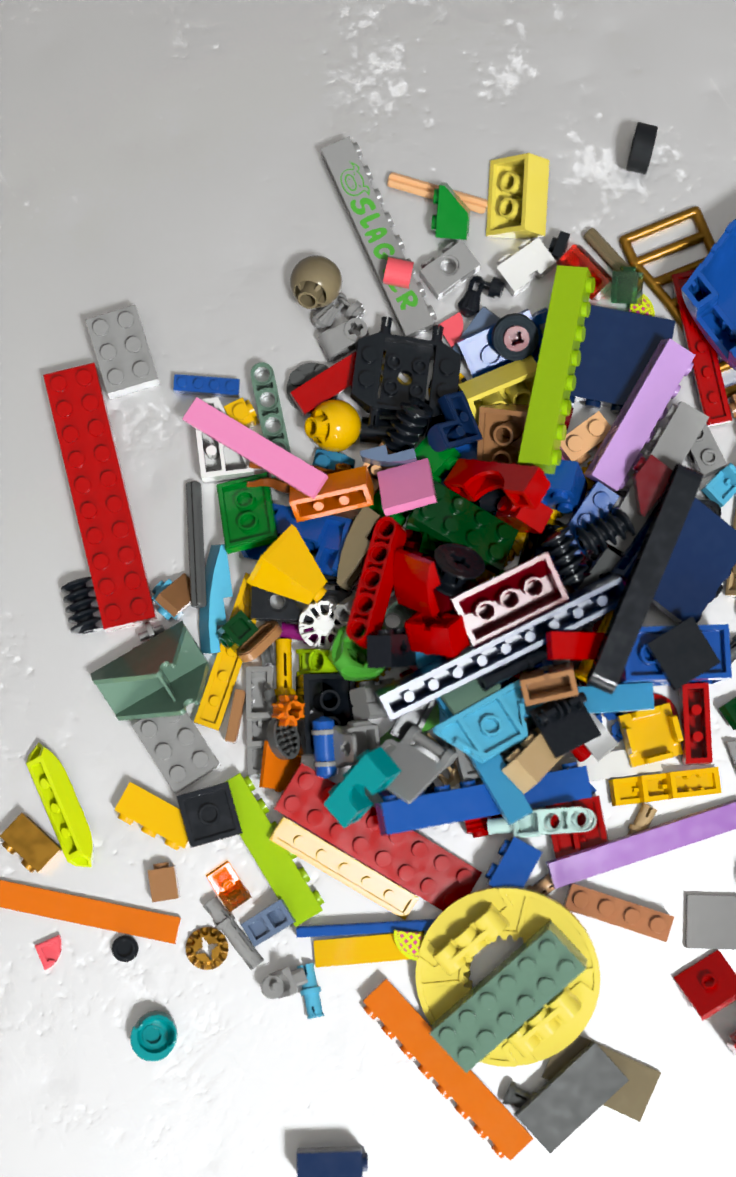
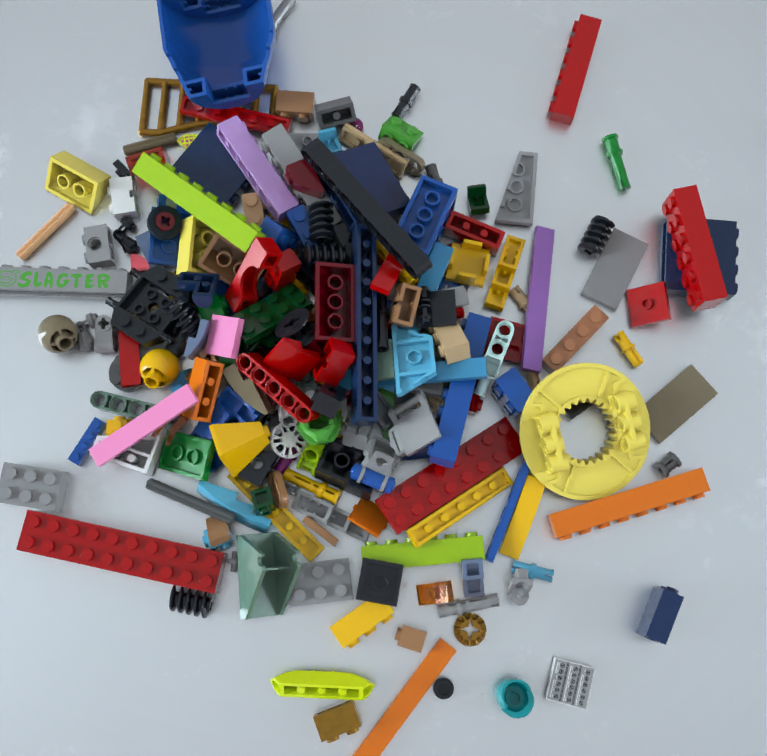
camera: 60 degrees left, 5 degrees down
(49, 951) = (419, 744): coral tile -> none
(201, 1094) = (570, 683): none -> light grey tile
(282, 739) = (346, 504): dark grey piece -> none
(288, 710) = (334, 491): orange gear -> none
(348, 799) = (417, 478): teal arch -> none
(398, 272) = (81, 276): coral brick -> none
(407, 943) = (532, 487): neon yellow tile -> none
(452, 214) = (64, 226): green slope -> none
(508, 996) = (602, 436): sand green brick -> none
(571, 1097) = (684, 429): tile -> none
(627, 286) = (171, 140): clear green brick -> none
(642, 148) = (88, 90): black tyre -> none
(642, 985) = (628, 349): none -> yellow axle
(683, 653) = (427, 209): black tile -> none

